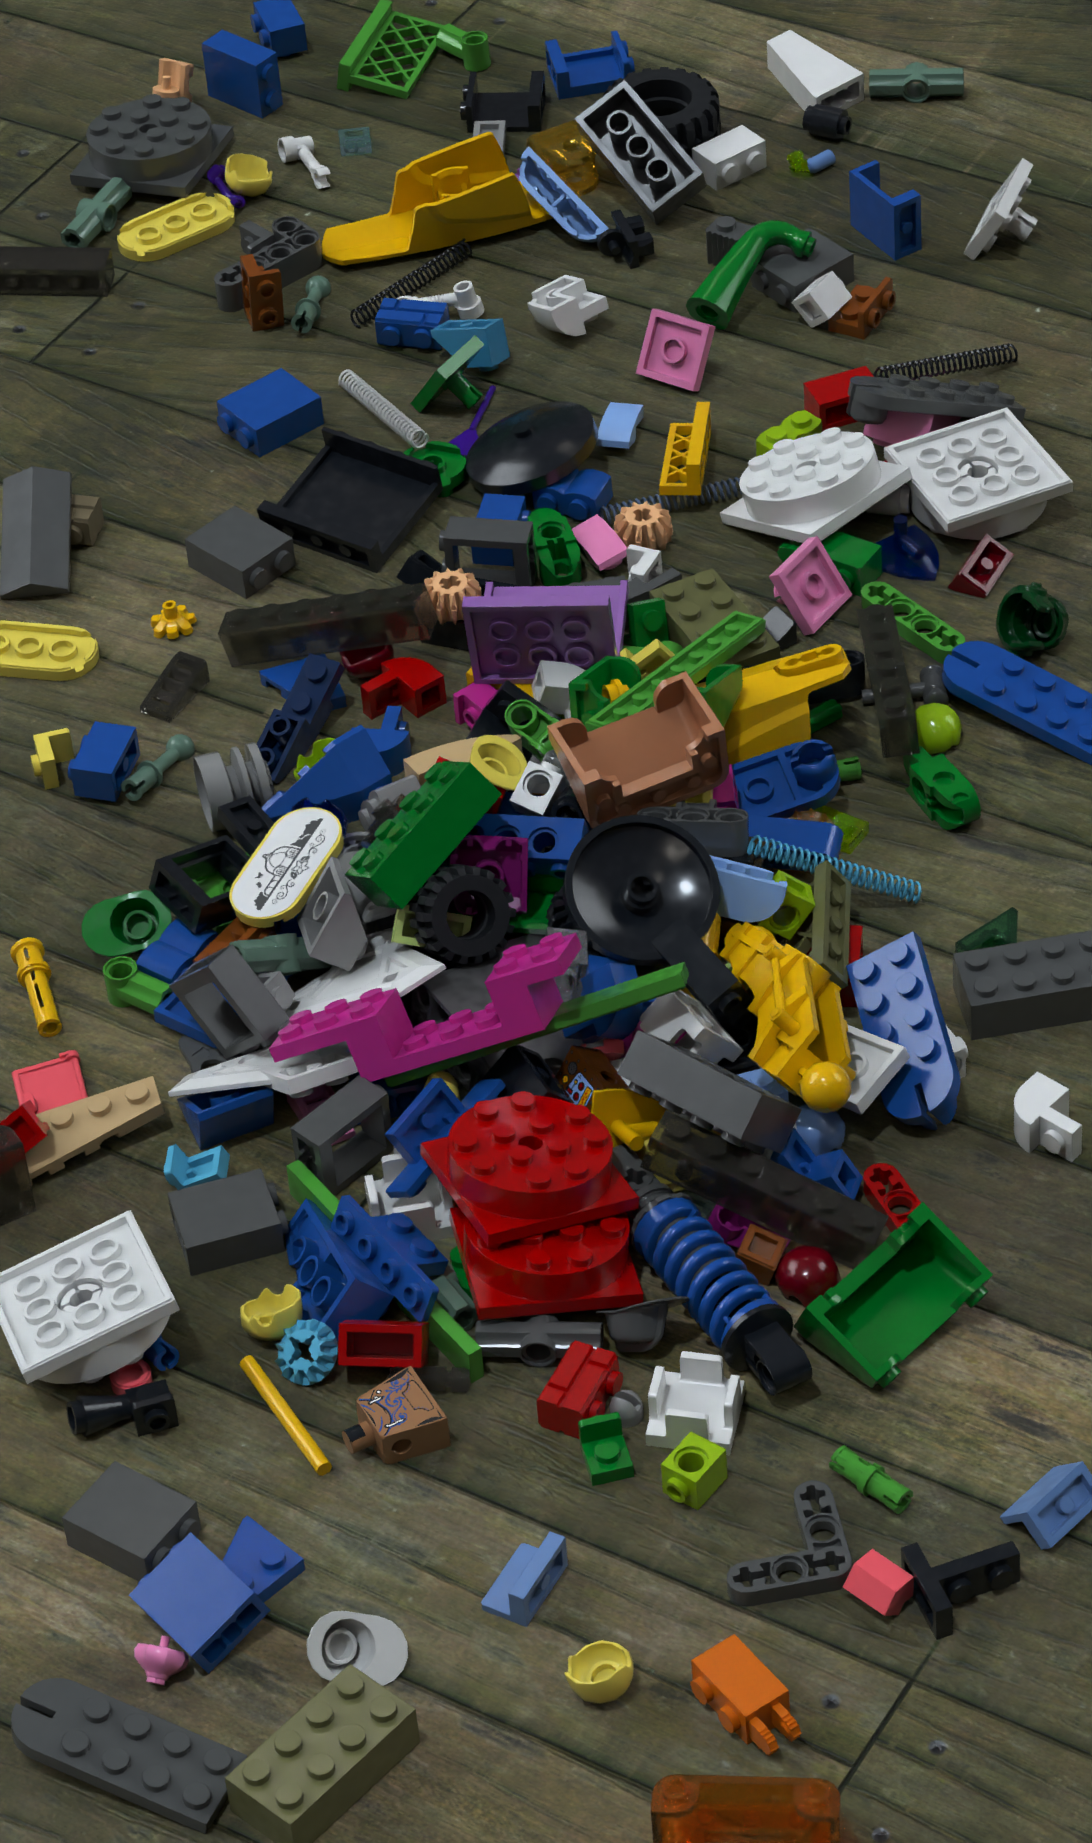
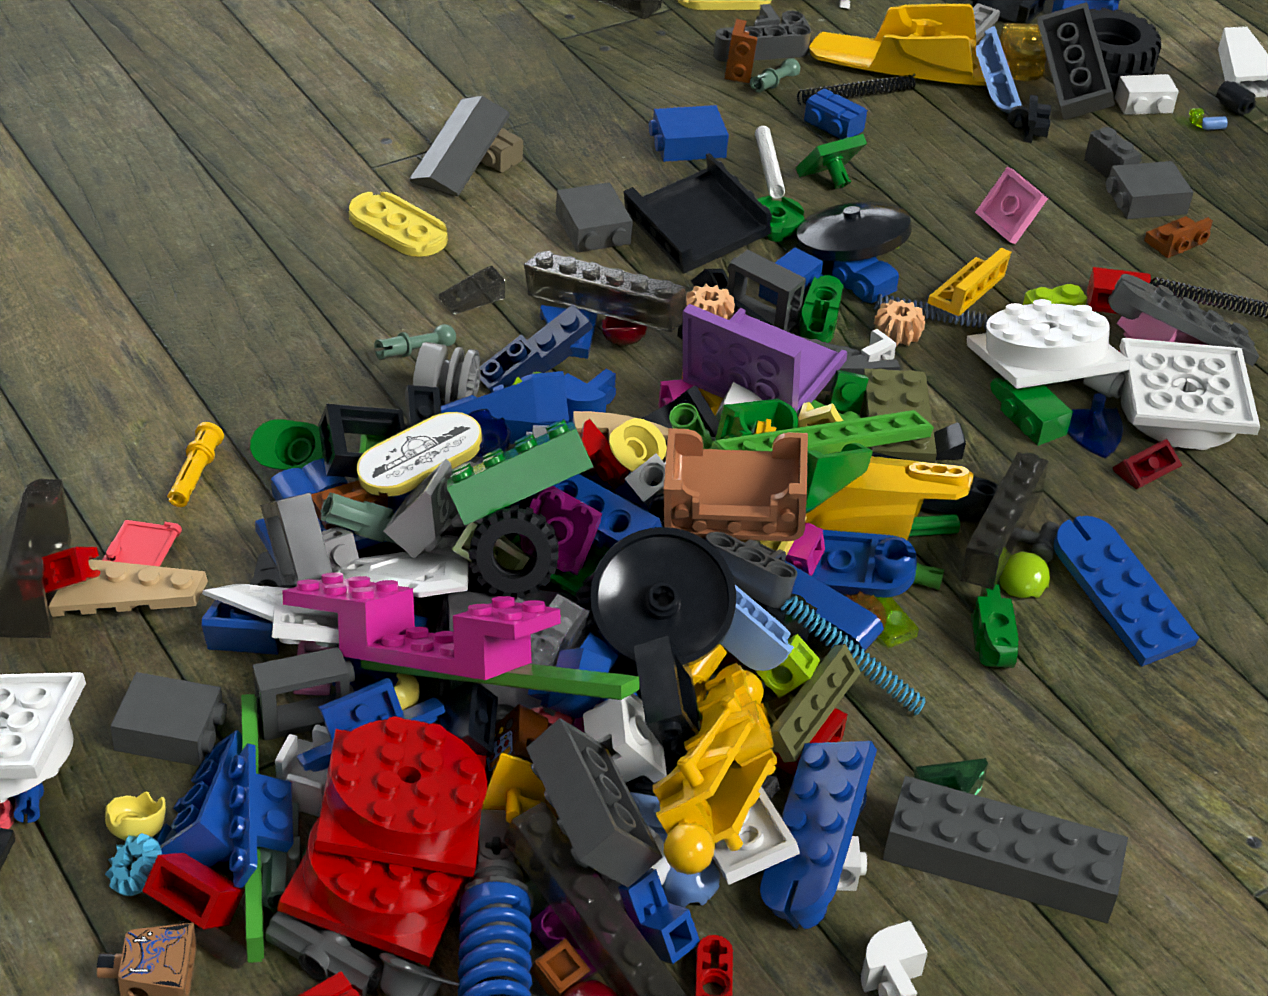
camera: 20 degrees right, 0 degrees up
(51, 749) = (344, 297): light yellow bracket -> none
(104, 761) = (376, 318): blue brick -> none
(131, 987) = (255, 490): bright green piece -> none
(171, 620) = (511, 245): yellow plant -> none
(197, 1169) = (175, 662): medium azure bracket -> none
(285, 1415) = (79, 914): yellow bar -> none
(405, 683) = (636, 358): red brick -> none
(463, 298) = (884, 113): white brick -> none
(467, 438) = (810, 209): dark purple piece -> none
(491, 332) = (879, 143): dark azure slope -> none
(566, 305) = (953, 145): white brick -> none
(600, 543) = (858, 319): bright pink slope -> none
(619, 425) = (935, 242): light blue slope -> none
(721, 290) = (1078, 176): green animal -> none
(810, 586) = (995, 418): bright pink tile -> none
(821, 299) = (1149, 214): white brick -> none
(884, 220) = (1235, 179): blue panel -> none
(934, 644) = (1070, 482): bright green beam -> none
(1030, 620) = (1158, 522): dark green helmet -> none

